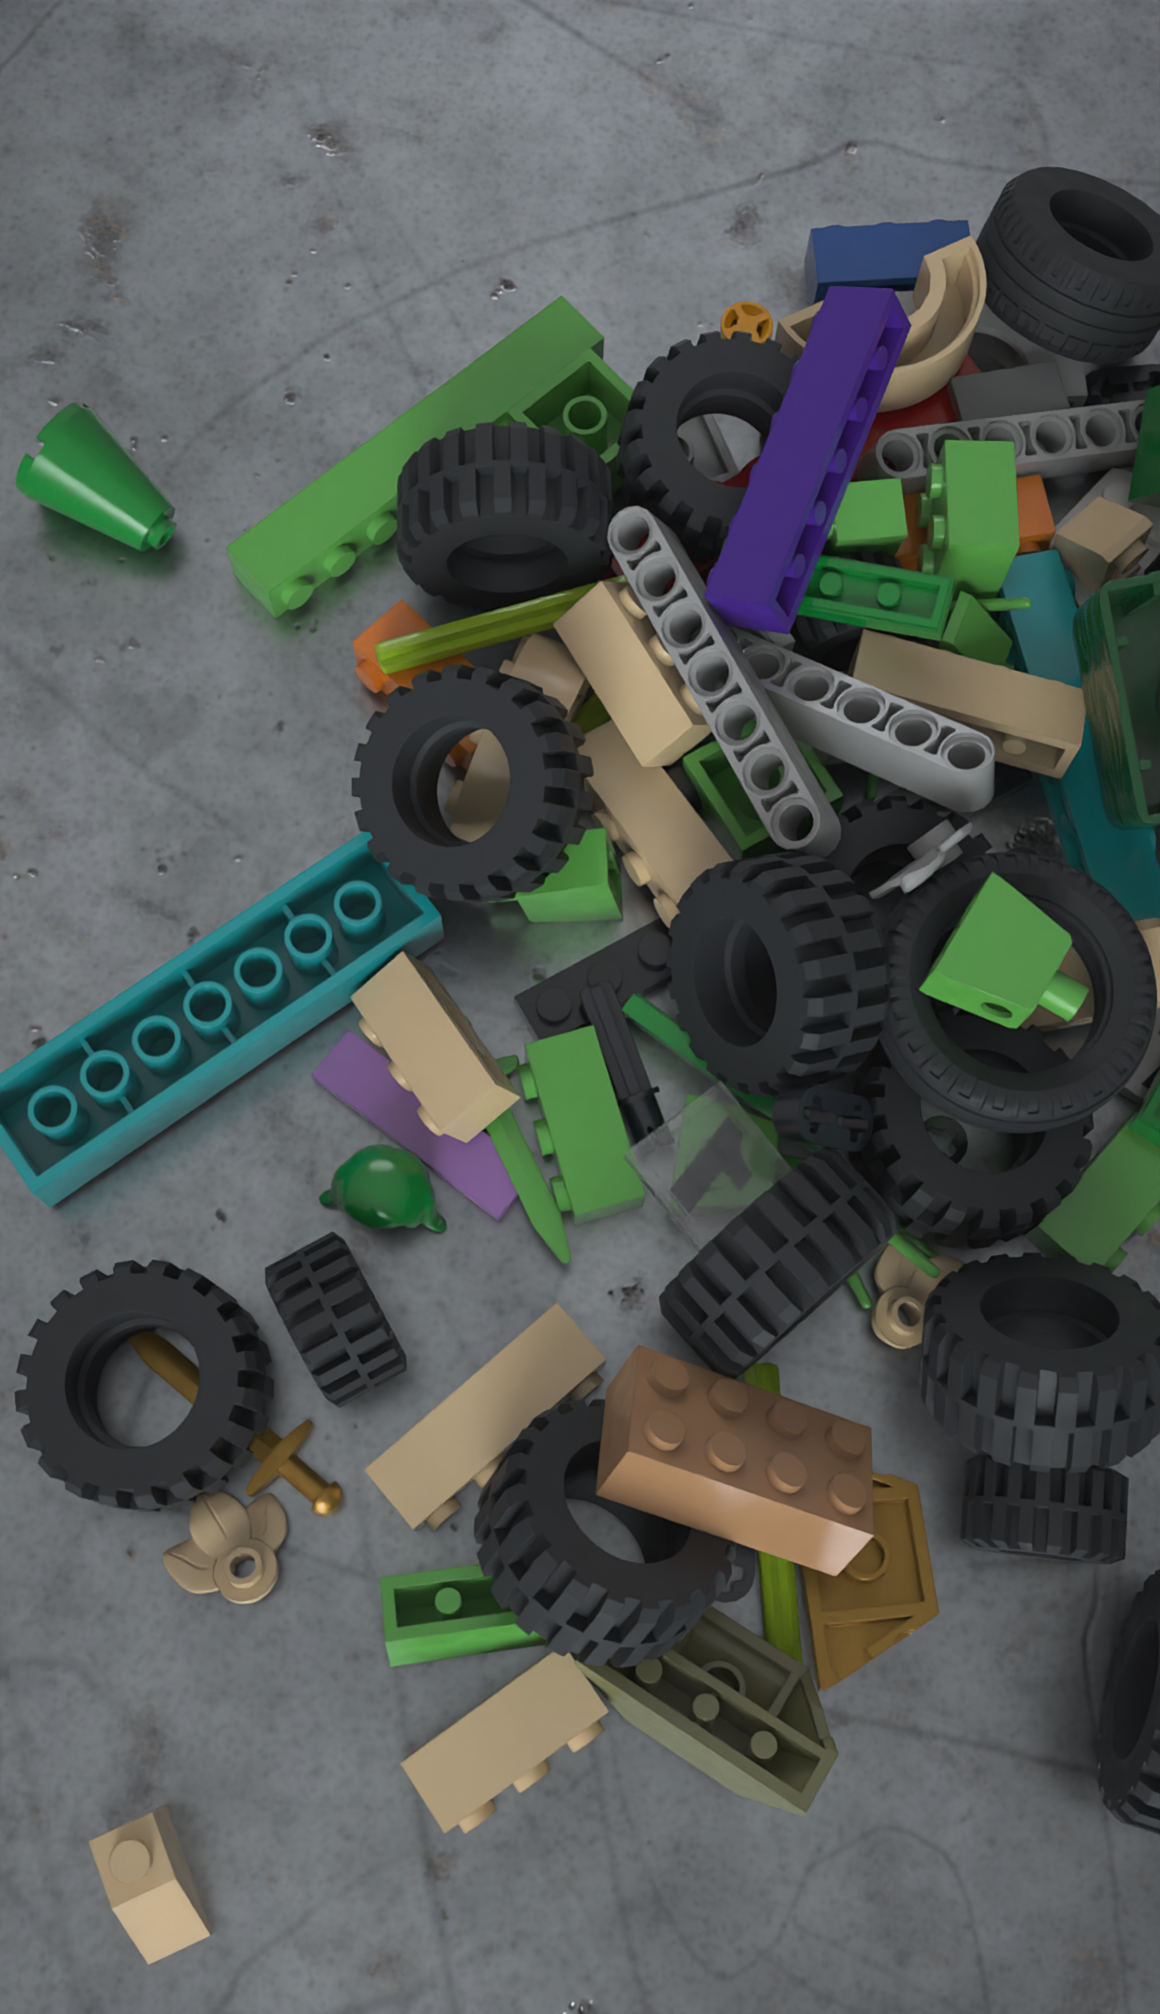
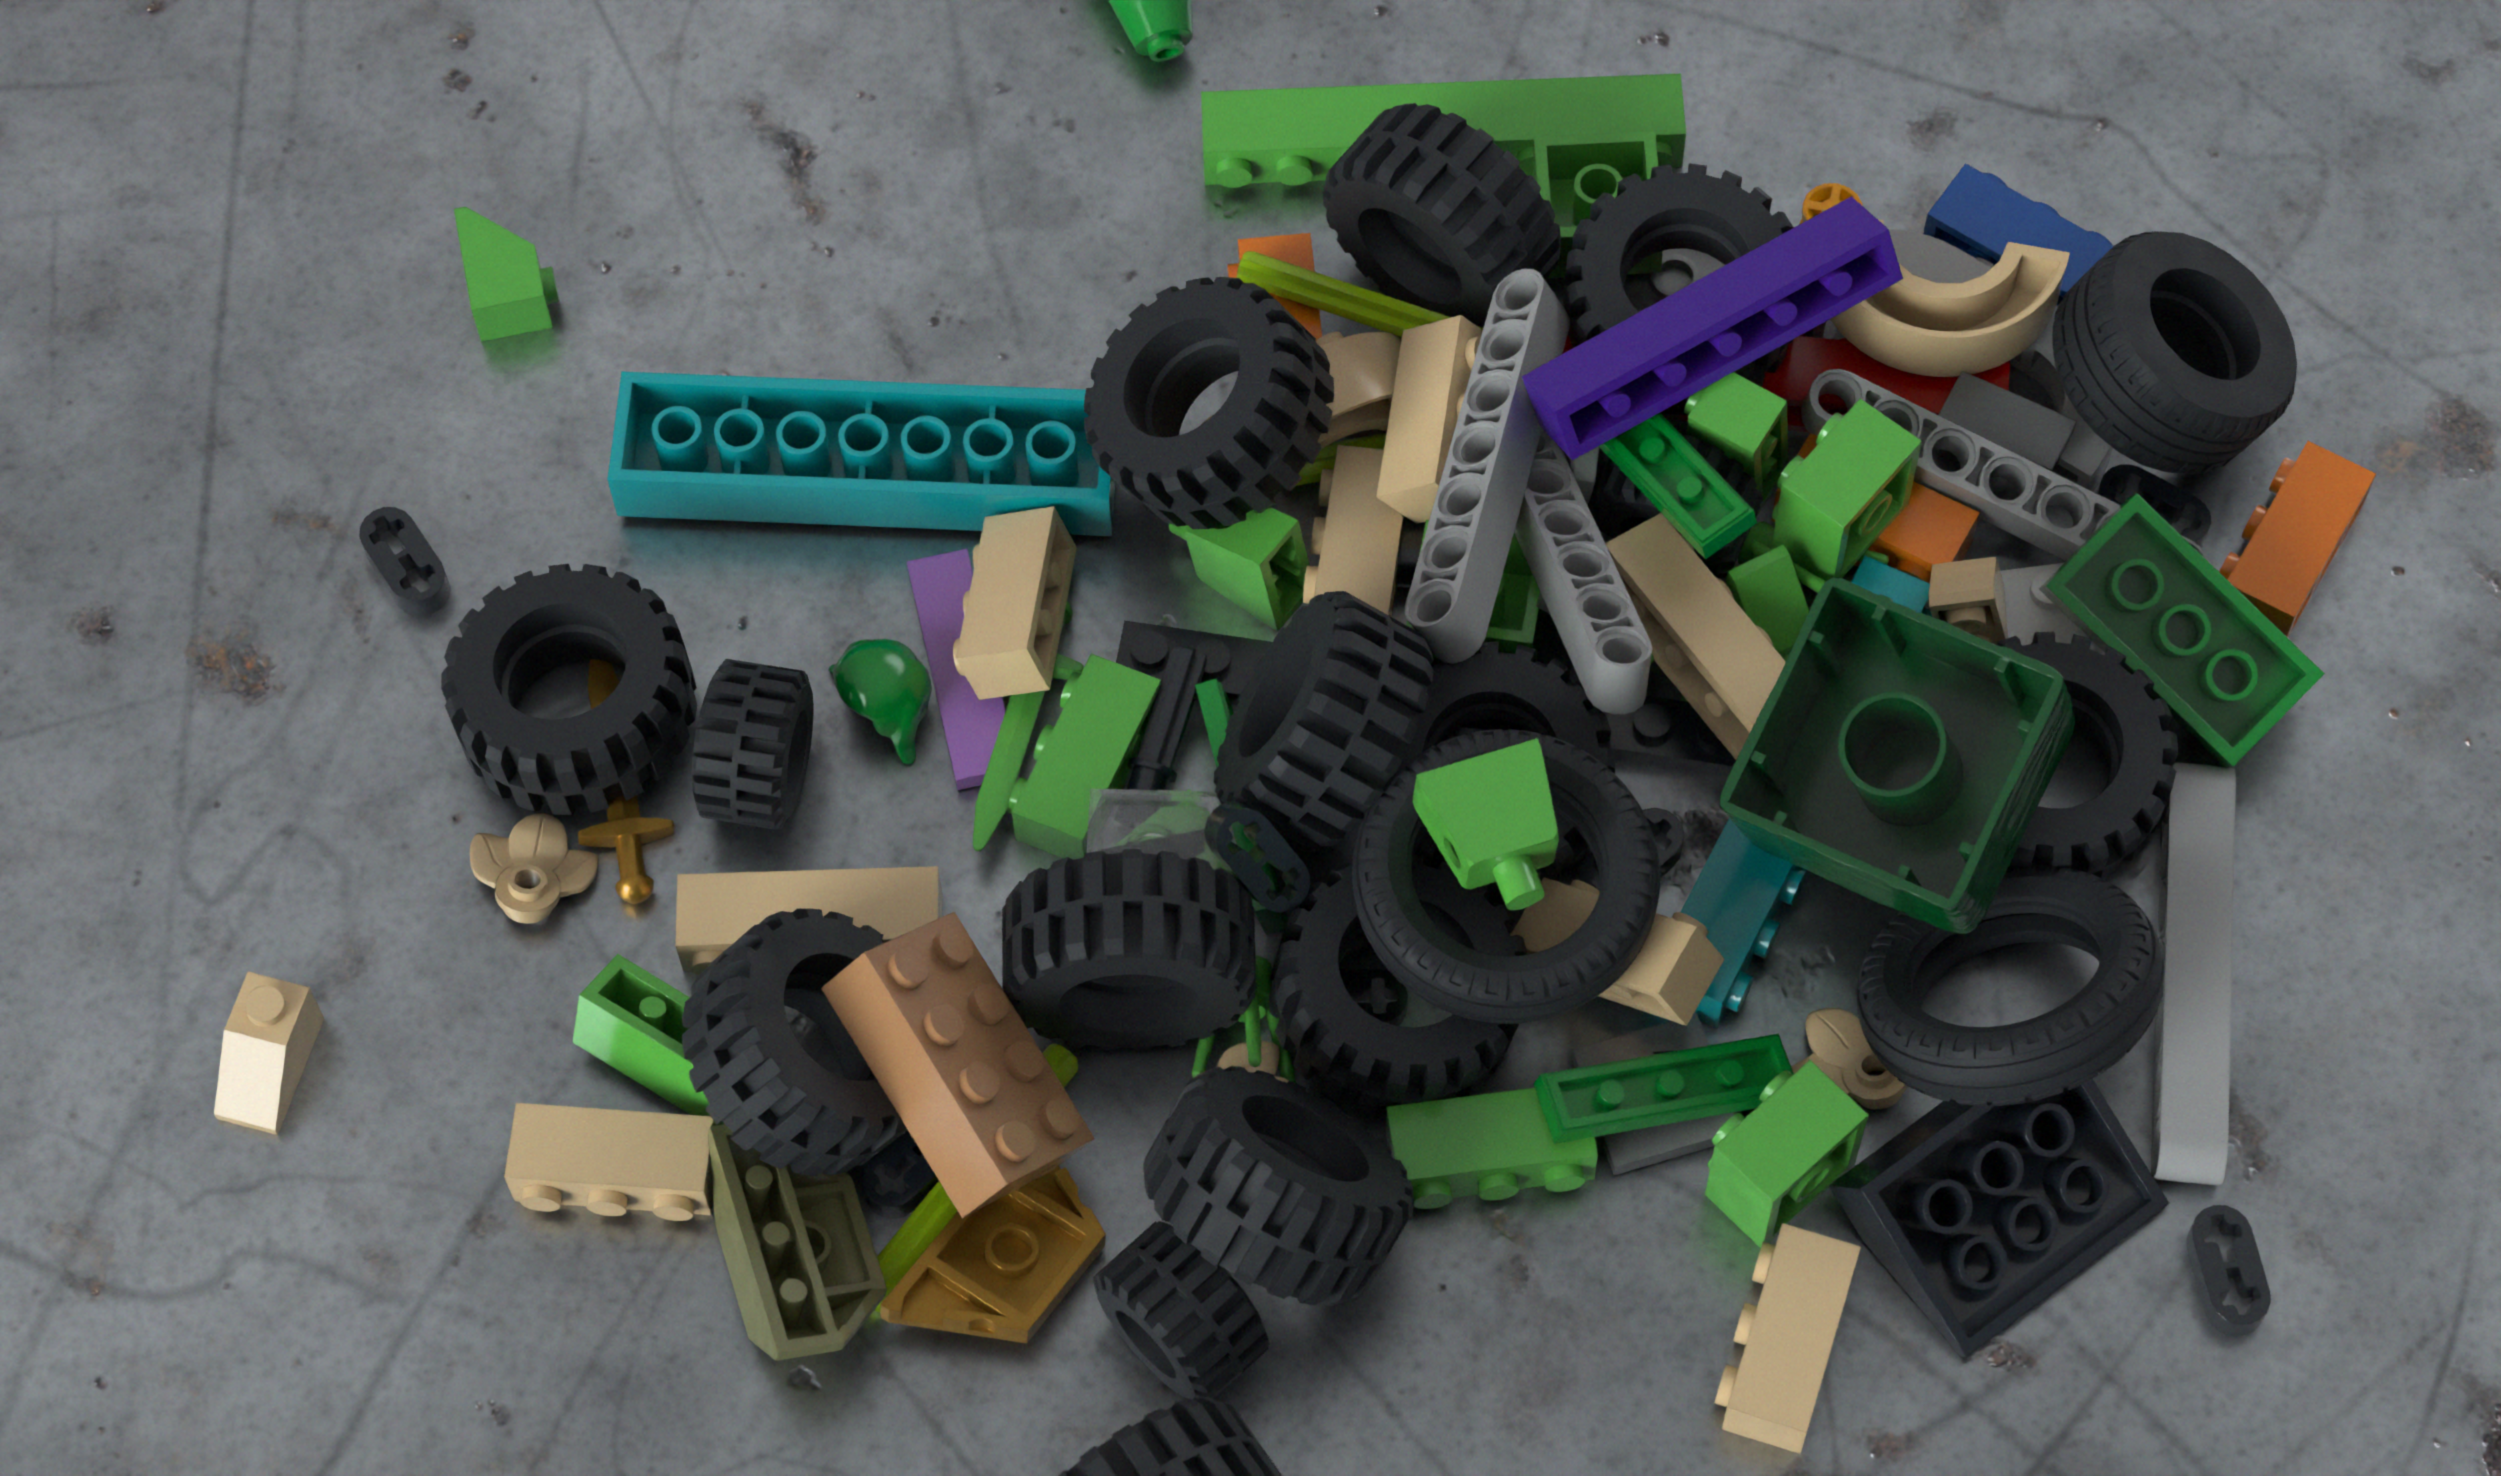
camera: 45 degrees right, 10 degrees down
(930, 853) = (1538, 713): light grey plate -> none

